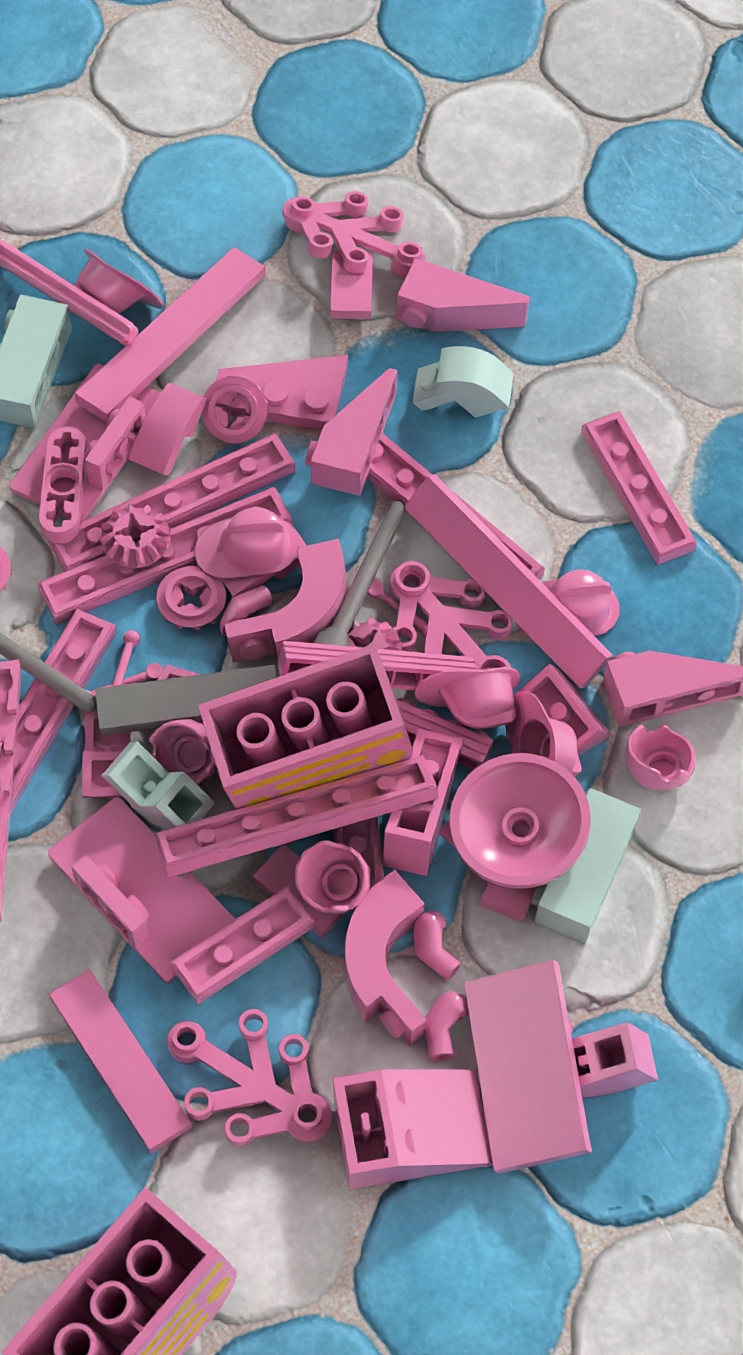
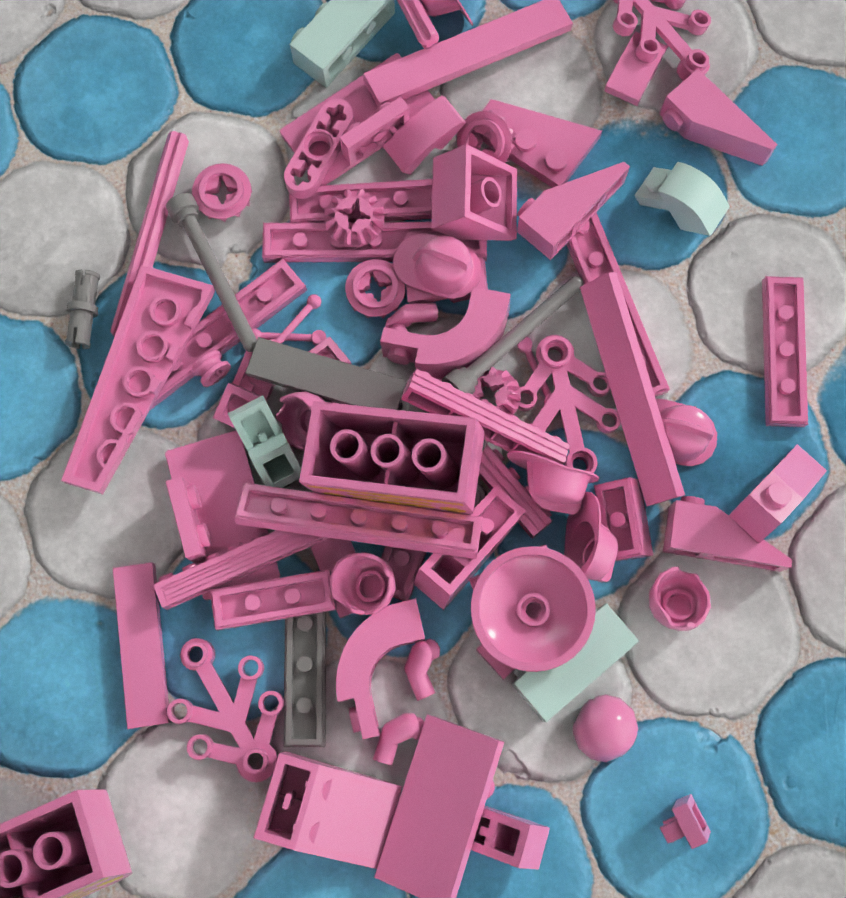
camera: 30 degrees right, 15 degrees up
(55, 747) = (211, 368): none -> bright pink bush
(183, 926) = (230, 566): none -> bright pink piece
(251, 462) = (474, 196): none -> bright pink slope
(316, 1012) = (305, 681): none -> light grey tile
(652, 917) = (605, 728): none -> bright pink hair
(701, 615) = (778, 494): none -> bright pink slope

